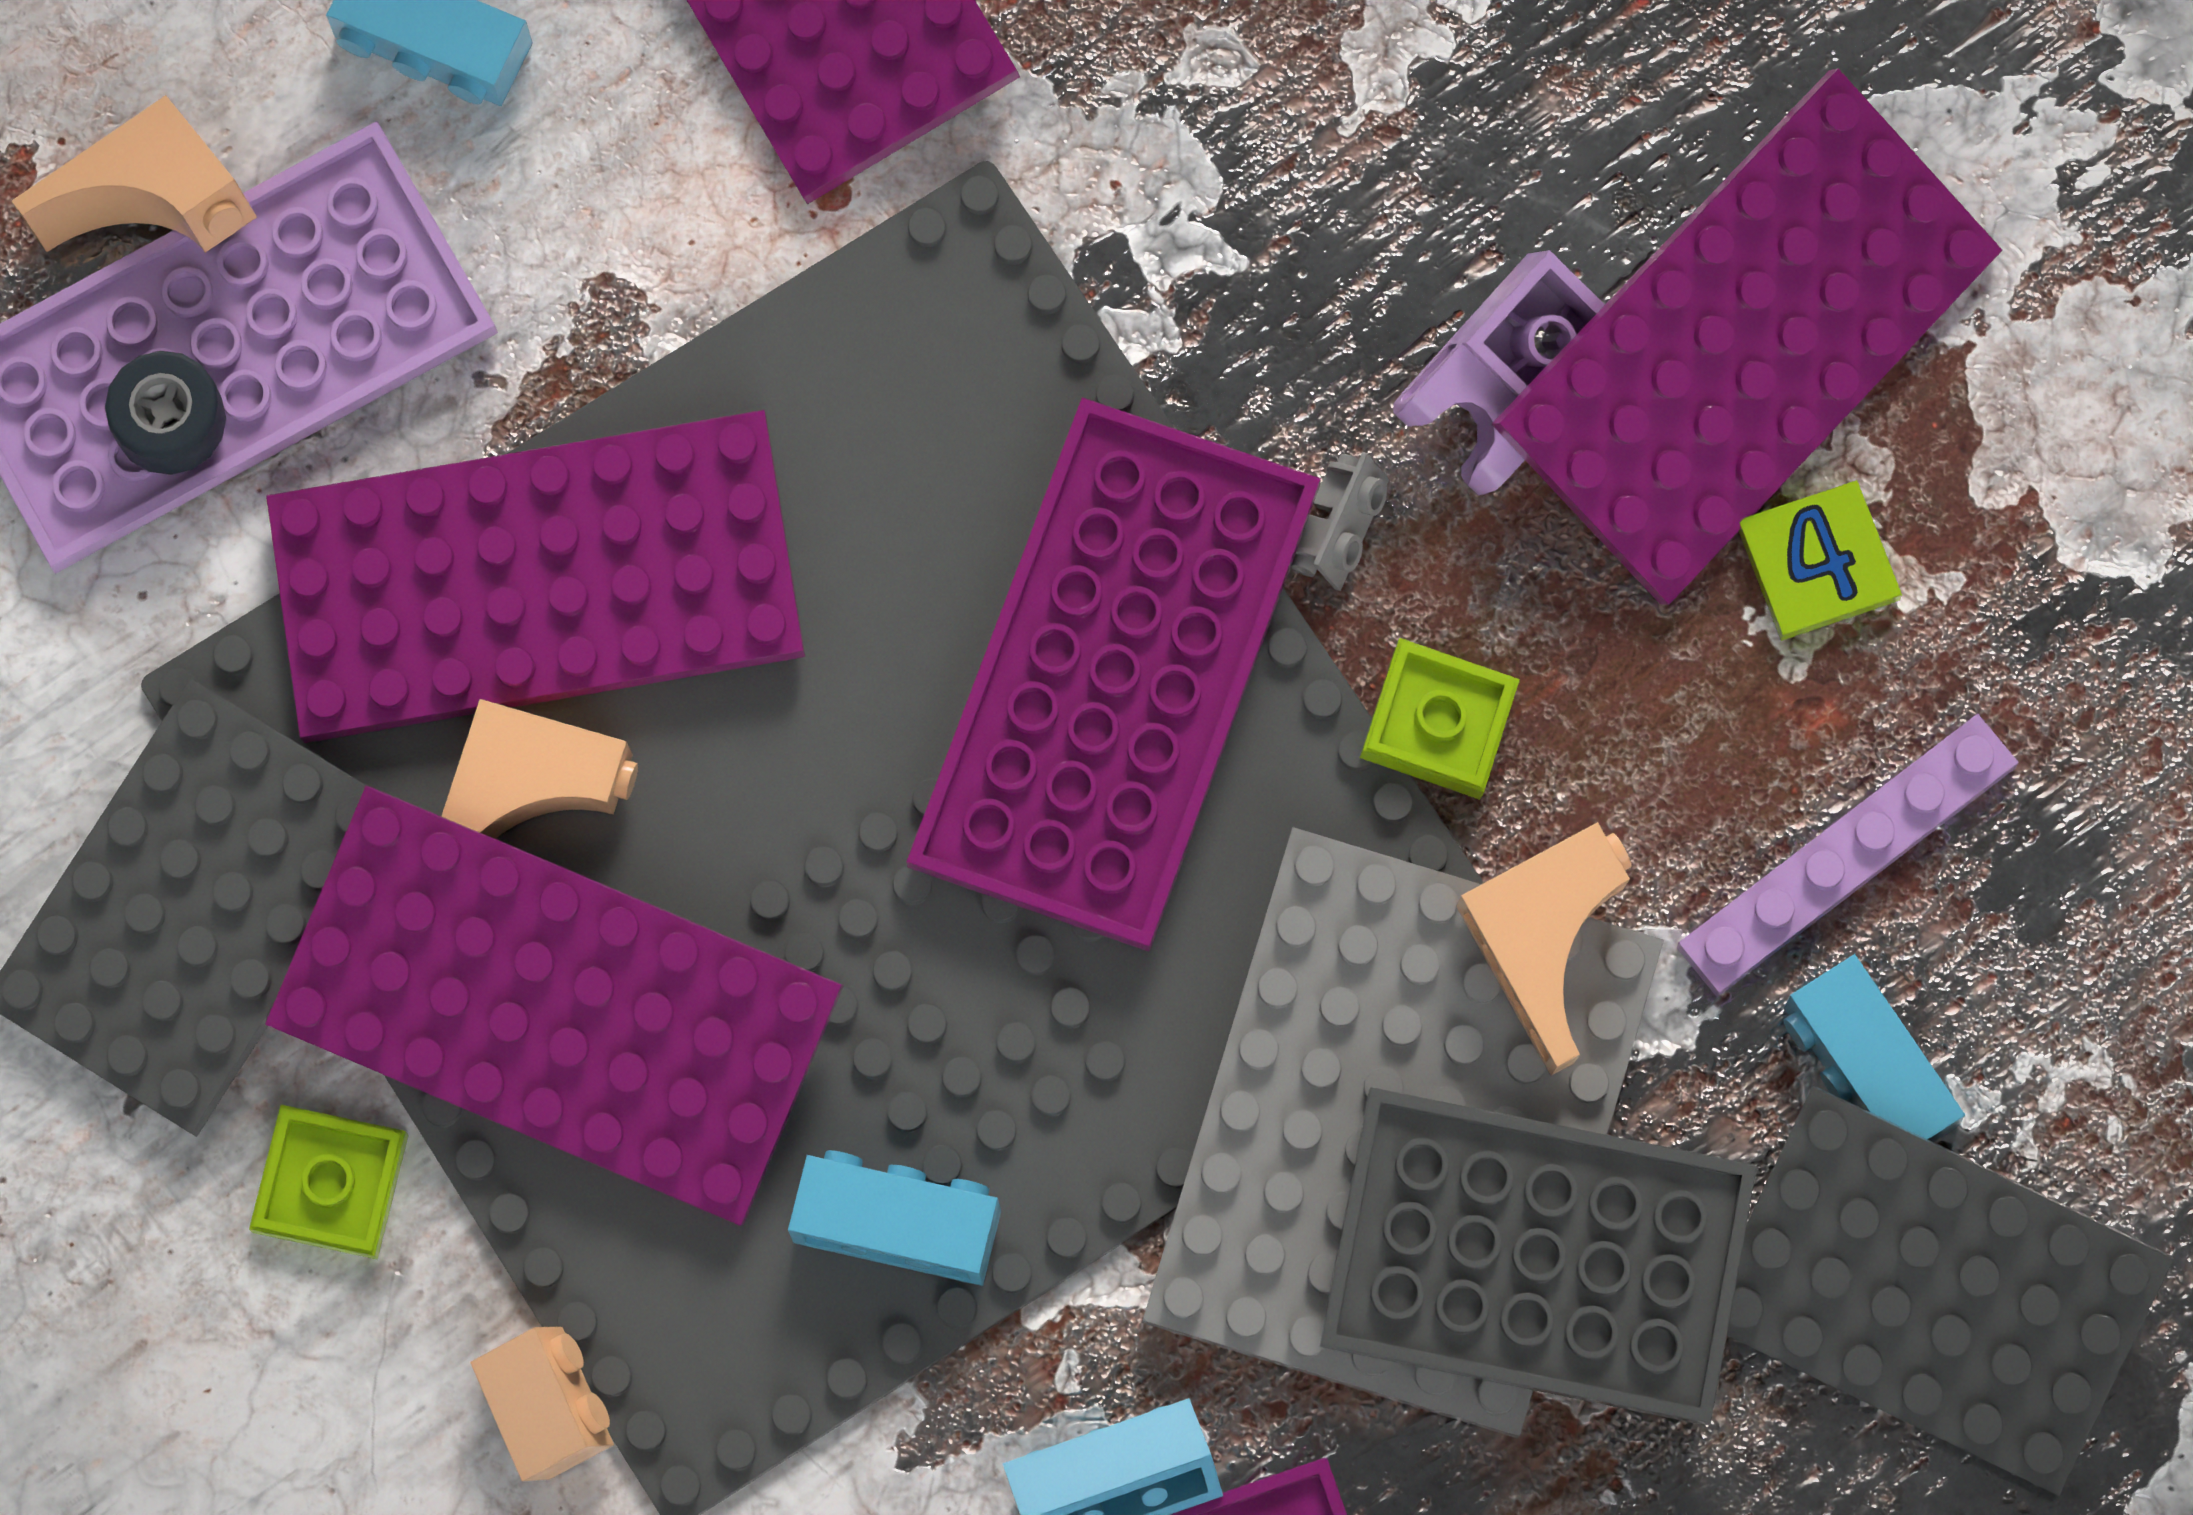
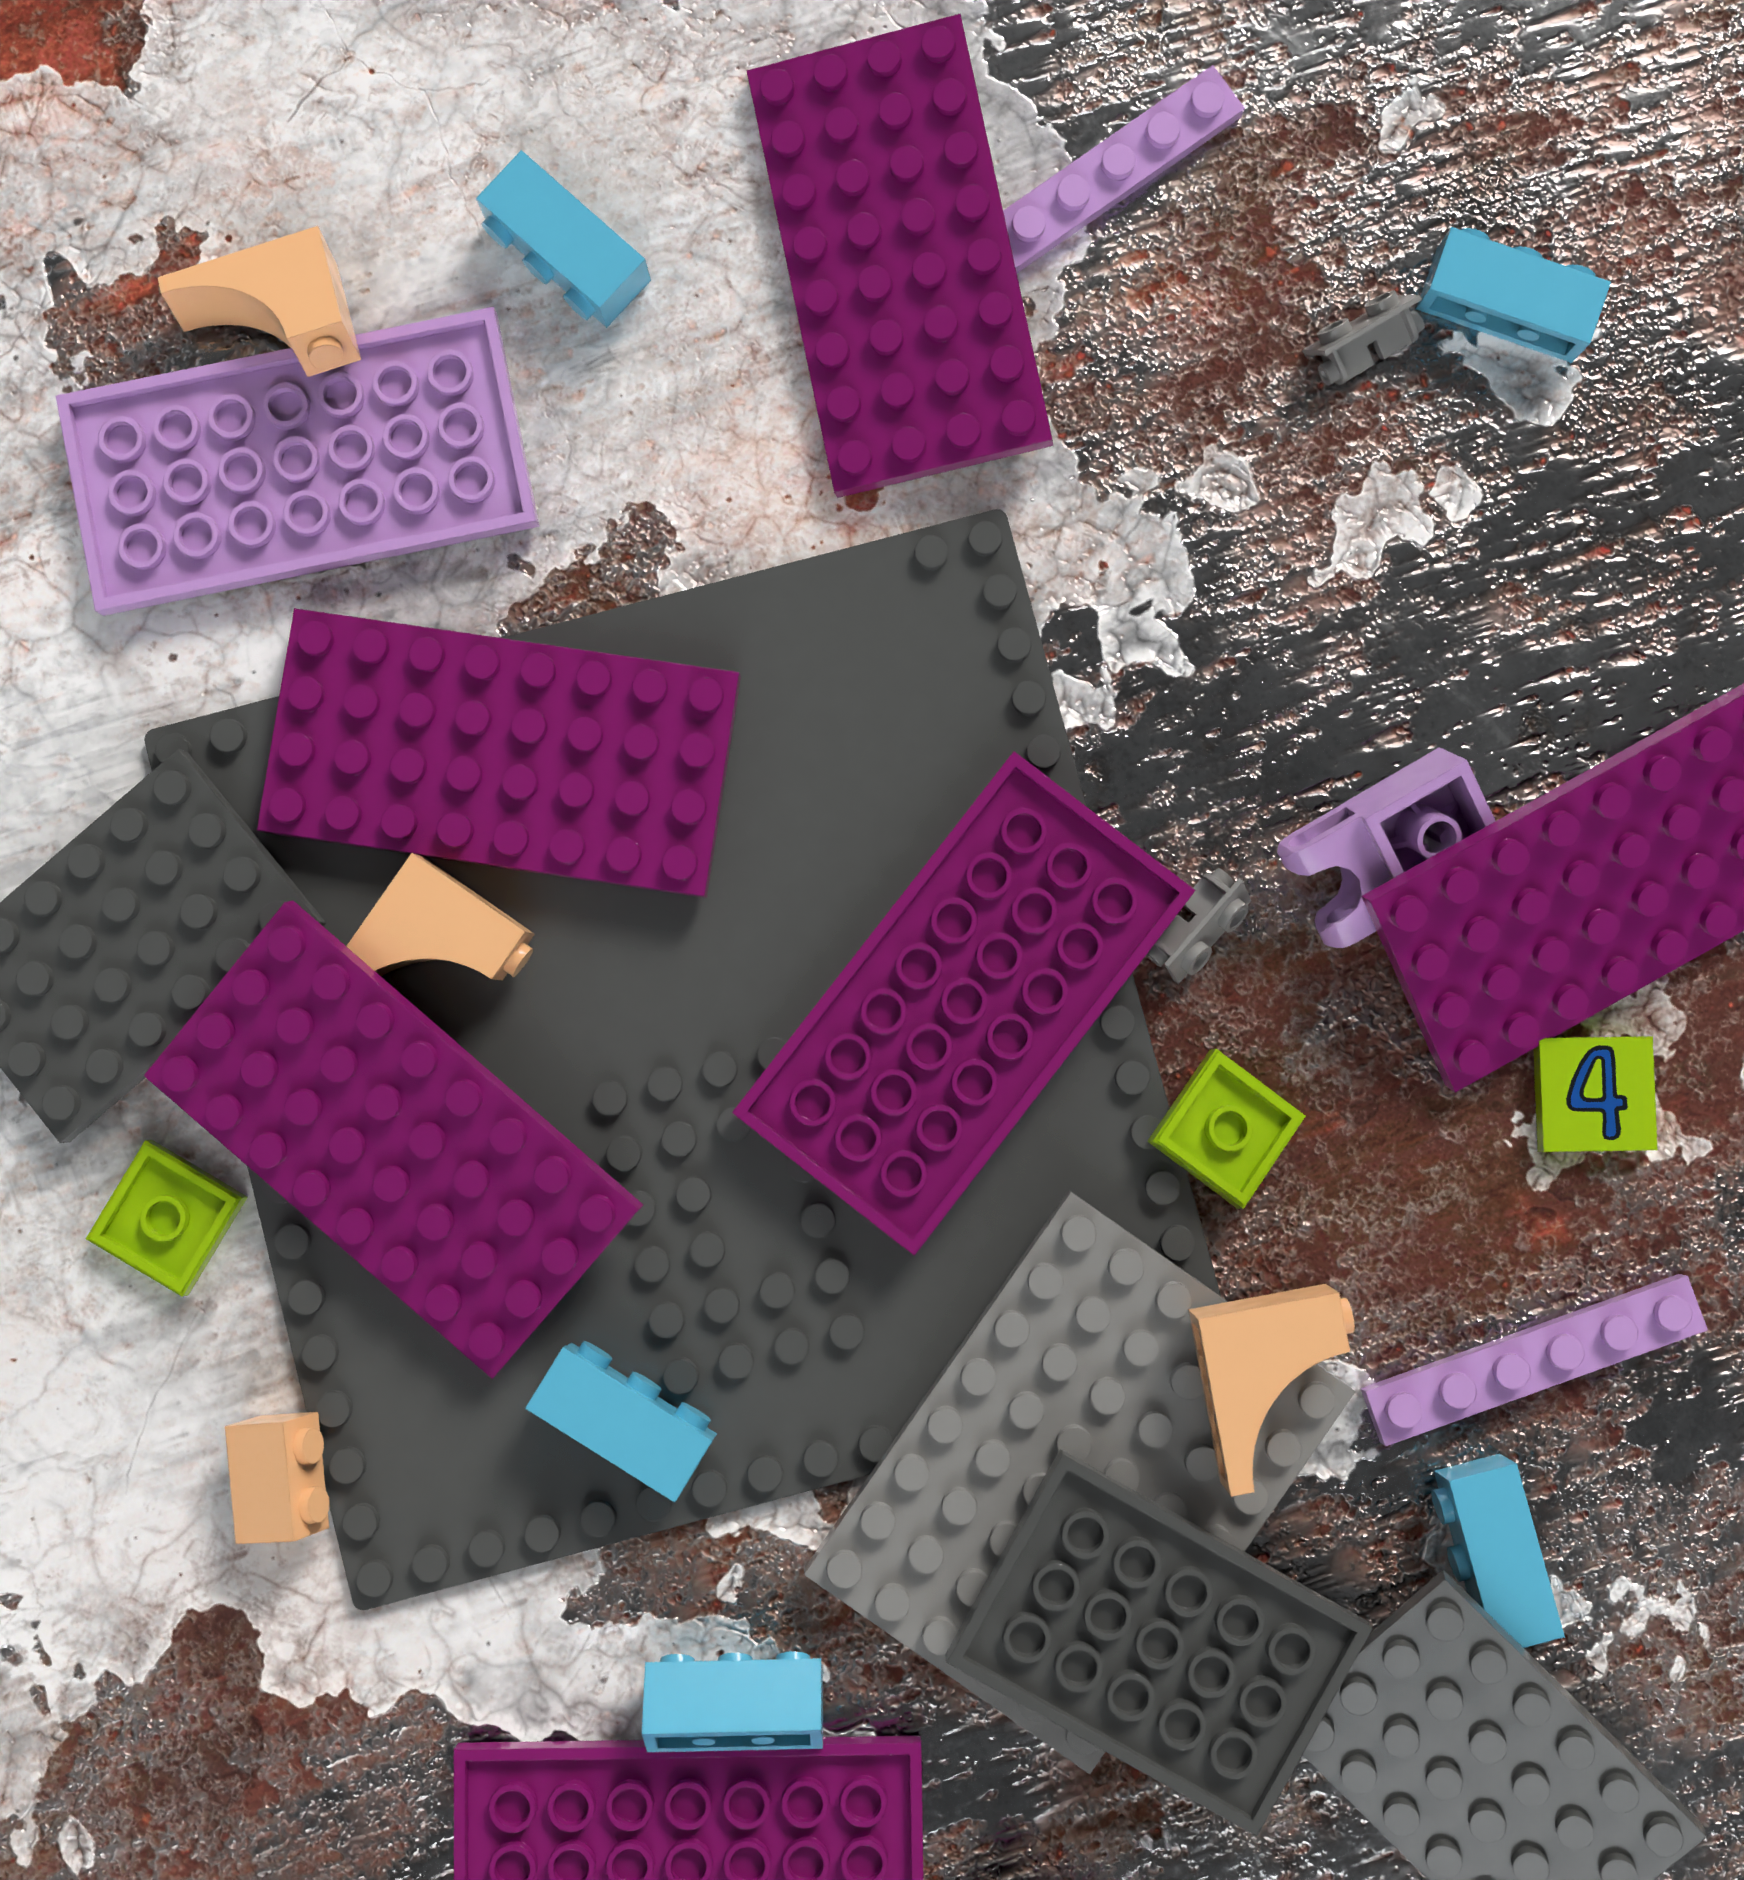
camera: 15 degrees right, 10 degrees up
(154, 392) = (210, 492): black wheel -> none

